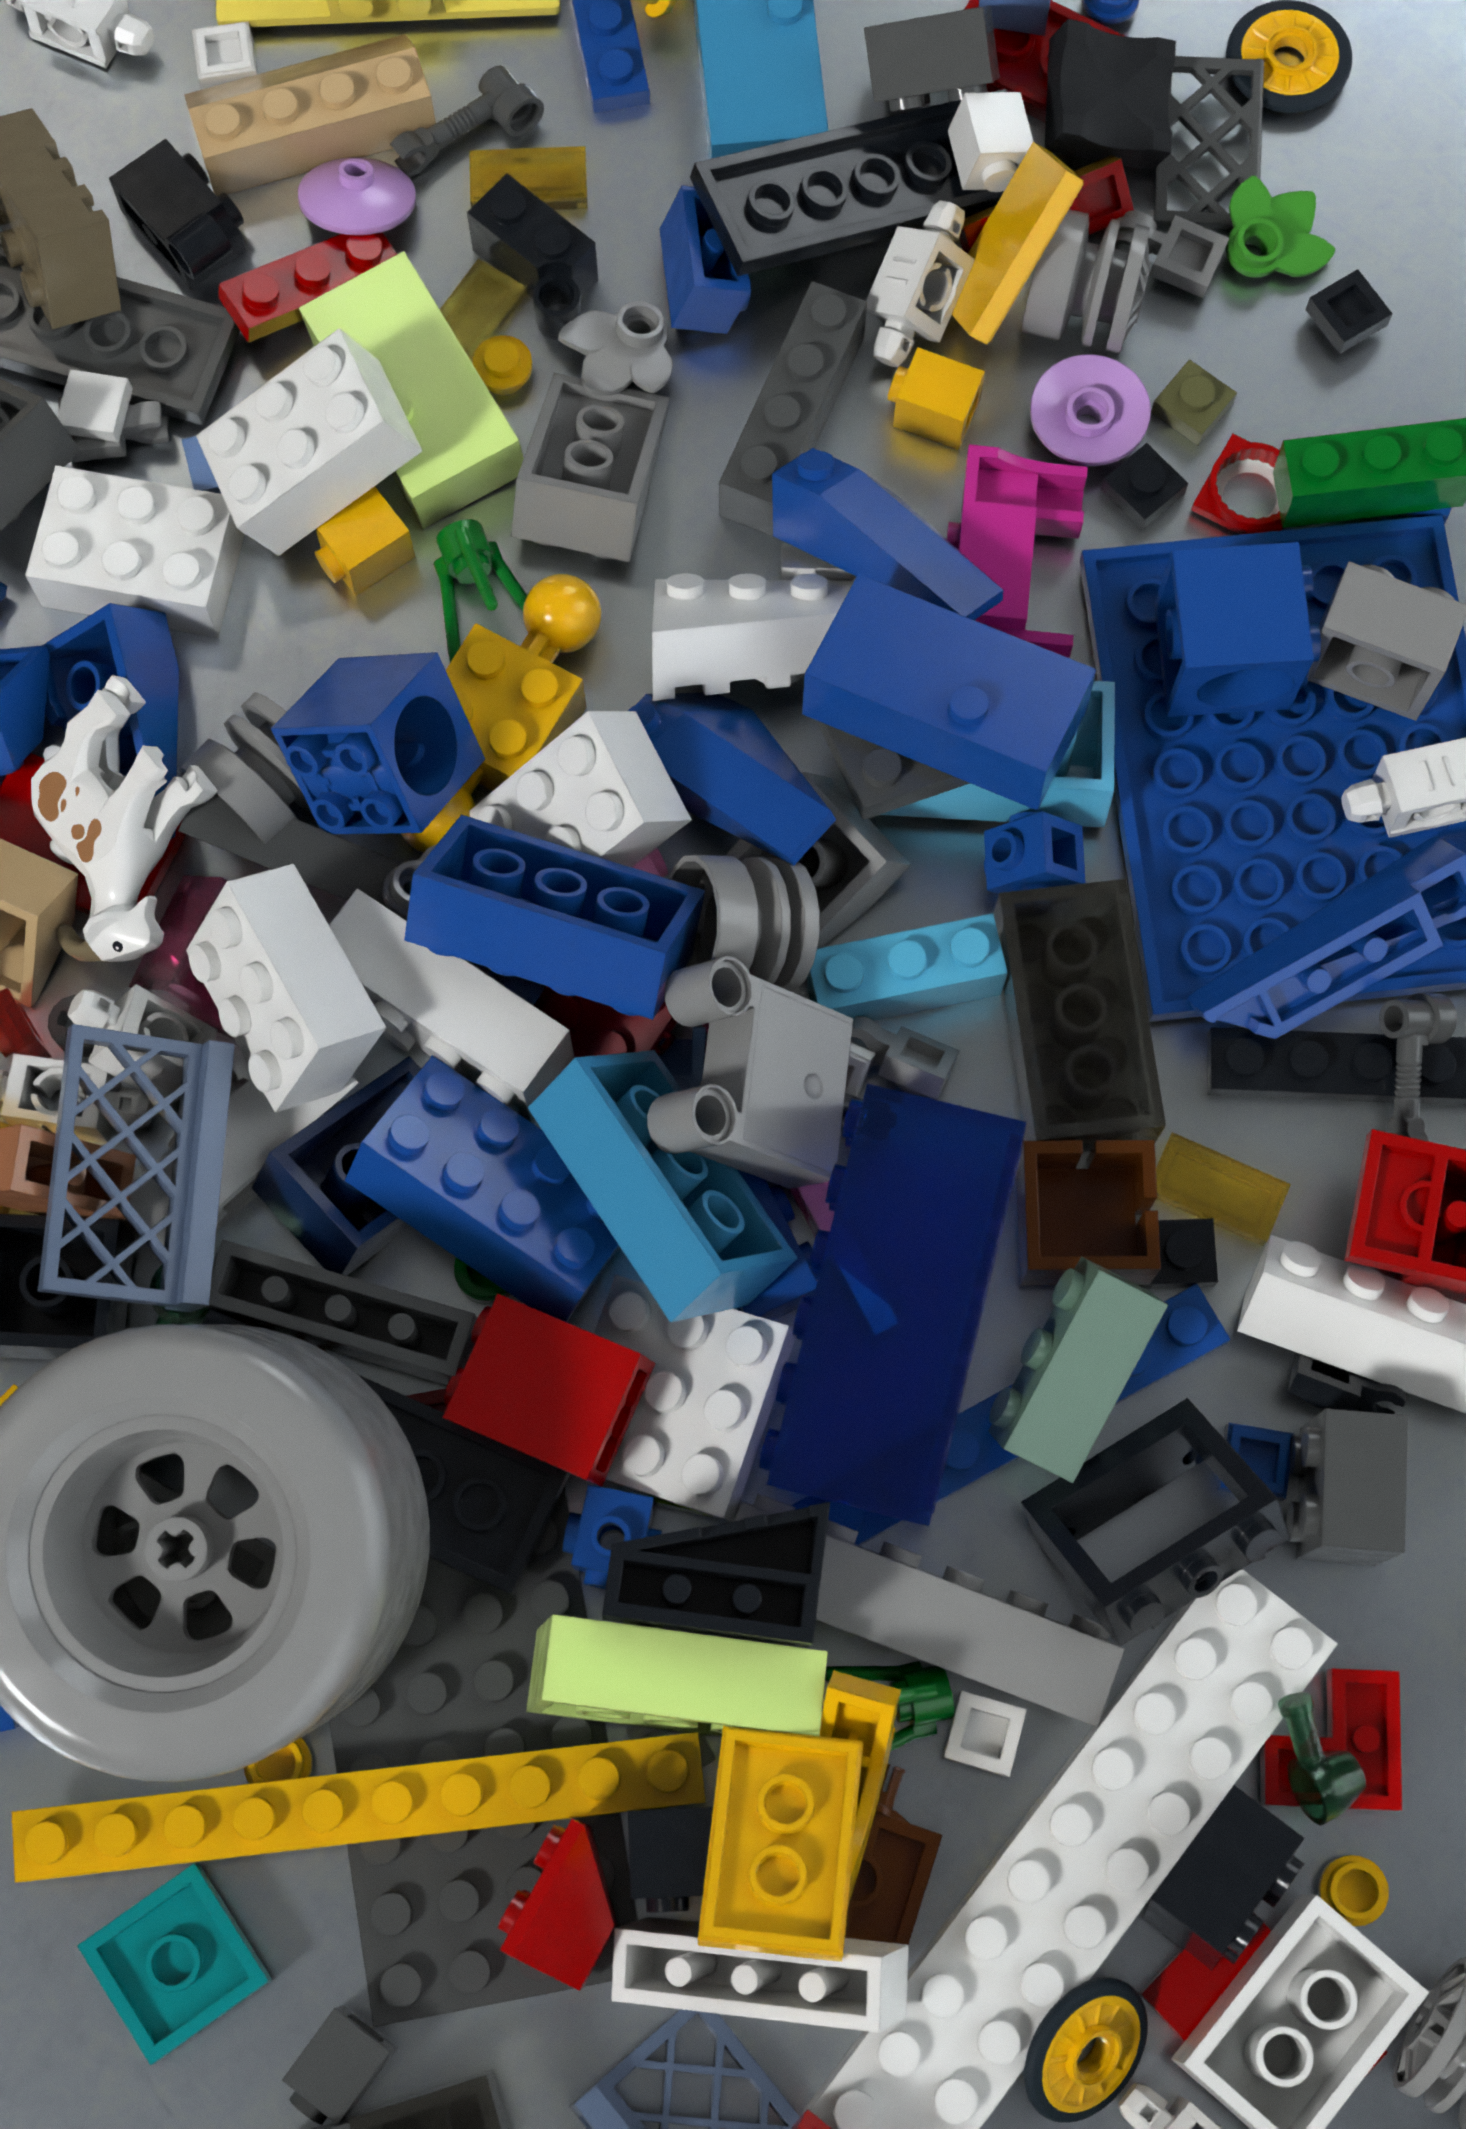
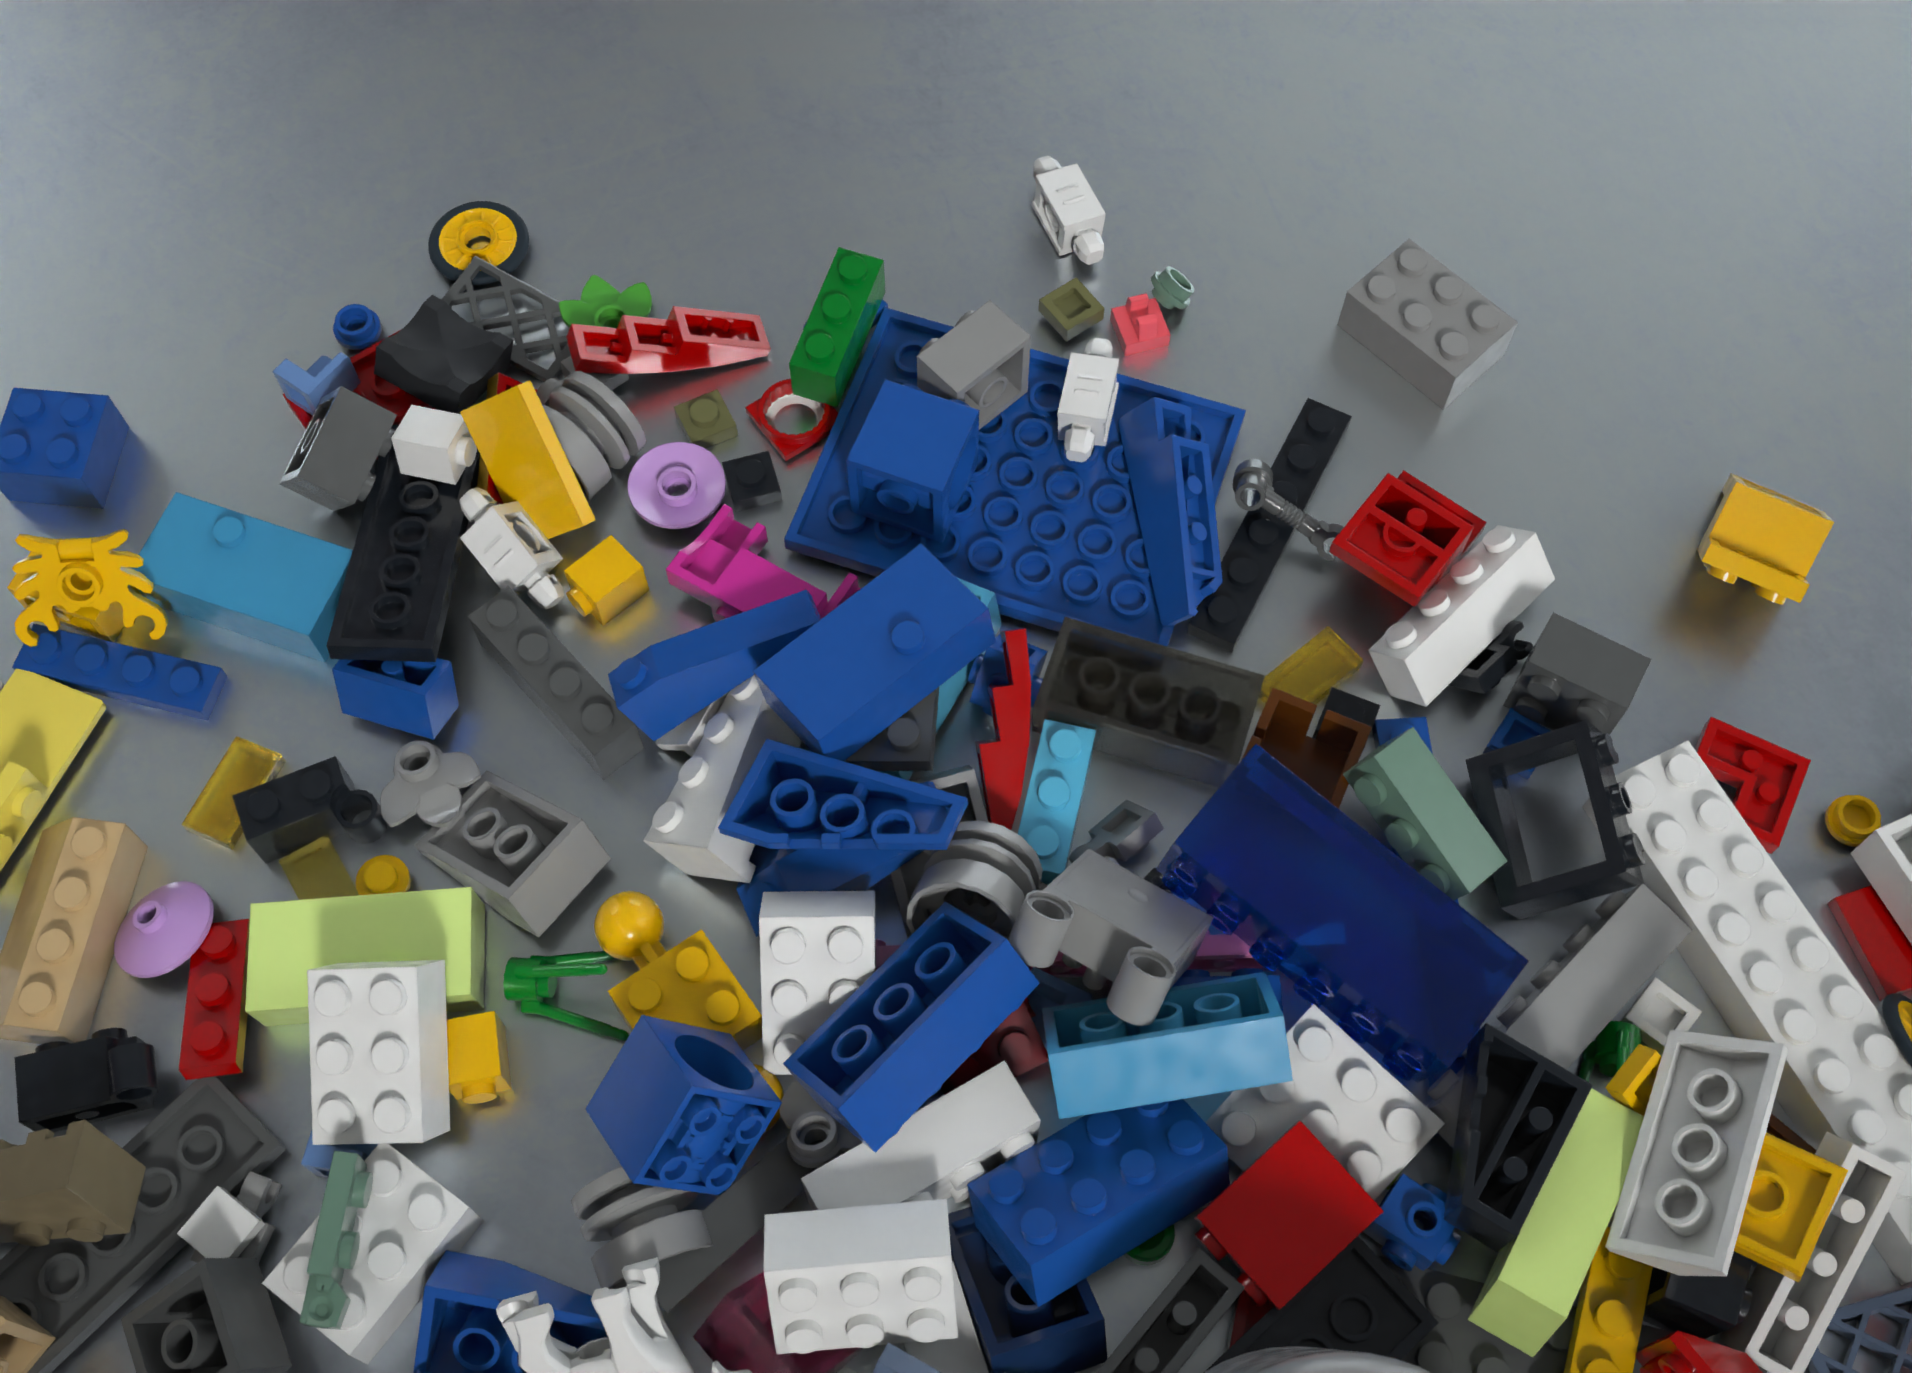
camera: 65 degrees left, 10 degrees down
(110, 499) = (335, 1242): none -> sand green hinge
(502, 99) = (154, 780): dark grey brick -> none
(748, 722) = (827, 803): none -> blue wedge
(790, 1780) = (1697, 1153): none -> white slope
(927, 889) = (1005, 757): none -> red slope
(1222, 1878) = (1843, 886): black brick -> none
(1269, 322) = (682, 342): none -> red slope
(1320, 1780) = (1779, 795): clear green bar -> none
(1348, 311) = (697, 289): black plate -> none

